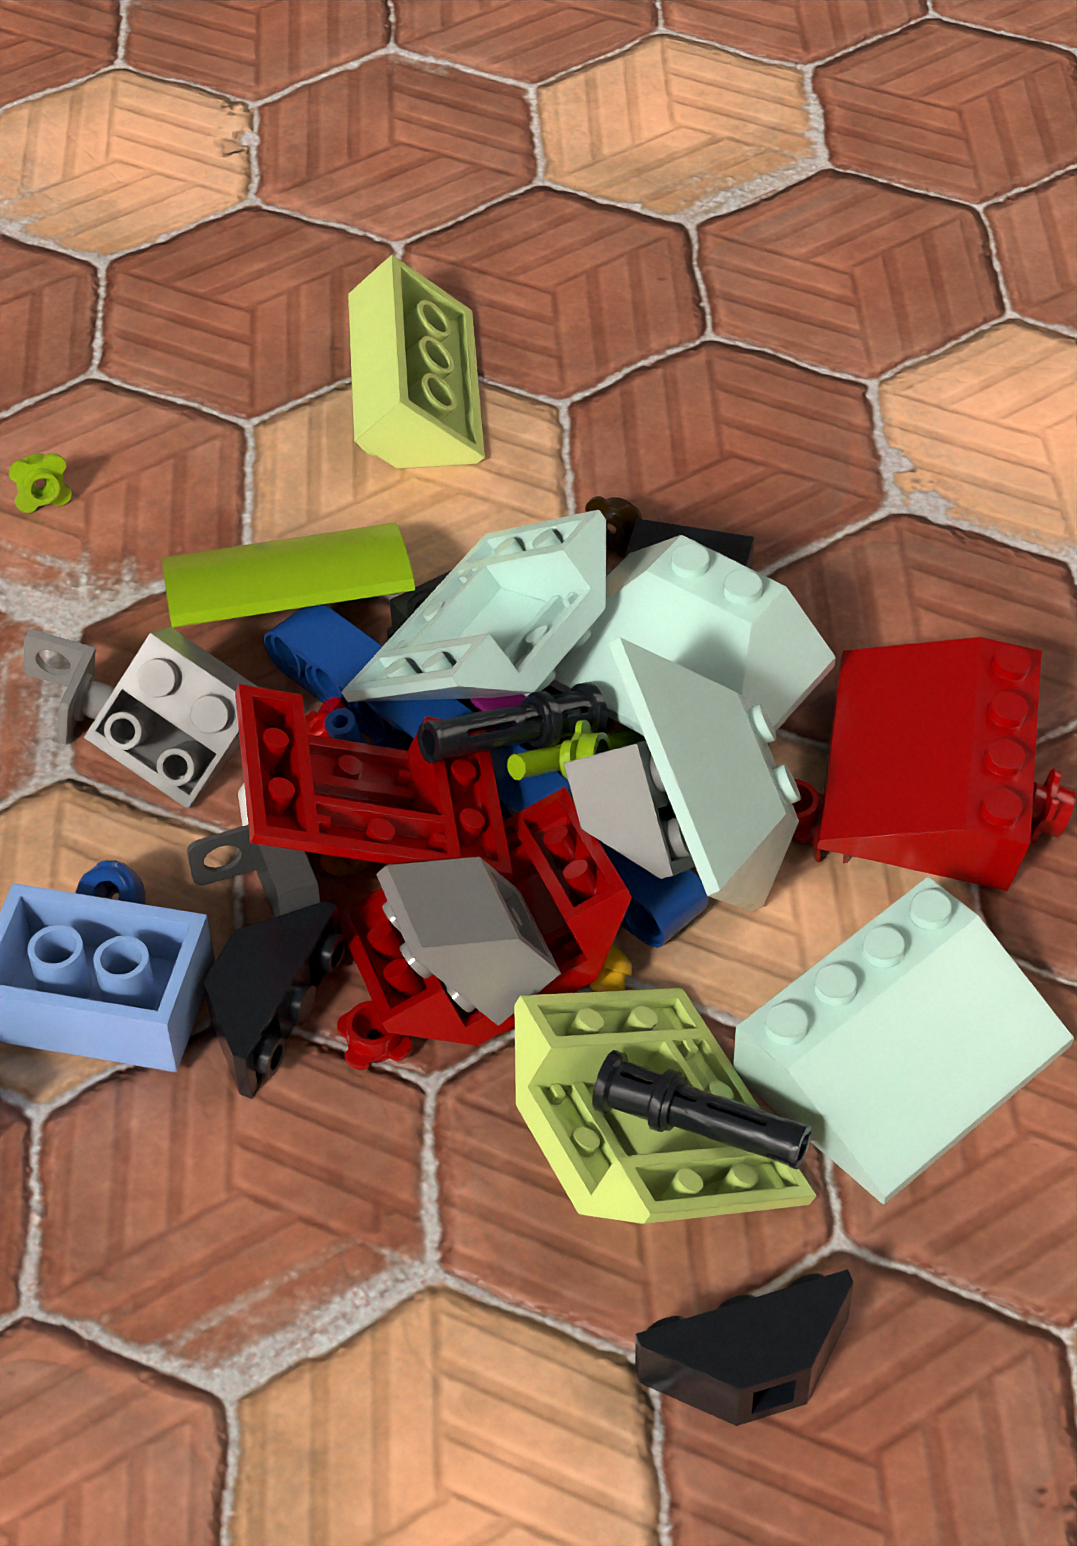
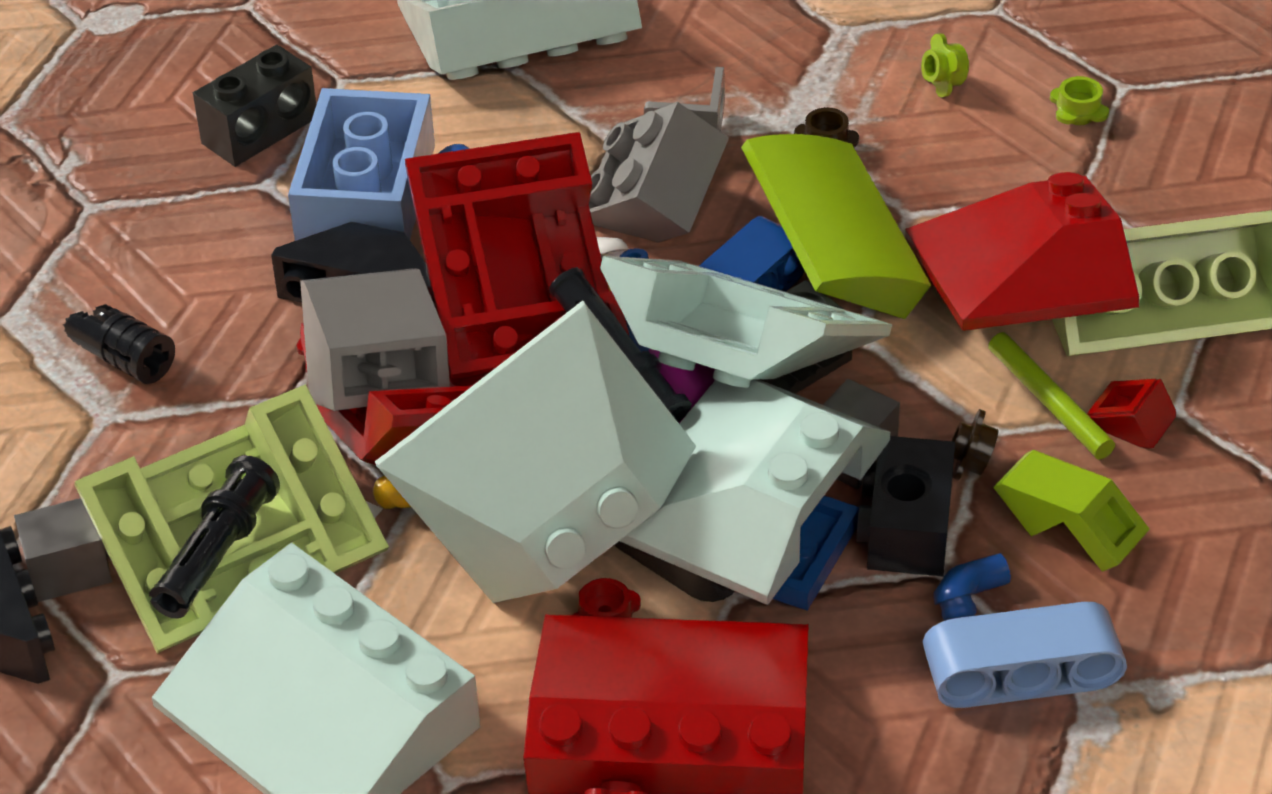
camera: 85 degrees right, 5 degrees down
(115, 587) = (828, 123): none -> dark brown plate
(123, 396) = (1079, 101): none -> lime plate
(325, 1240) = (123, 342): none -> black hinge
(385, 439) = (1029, 255): none -> red slope
(537, 475) = (1051, 396): none -> lime bar
(566, 426) = (1134, 411): none -> red slope
(676, 1269) = (62, 550): none -> flat silver brick
(696, 470) = (1052, 491): none -> lime slope
(782, 558) = (968, 579): none -> blue arm
(873, 525) = (1024, 654): none -> light blue beam

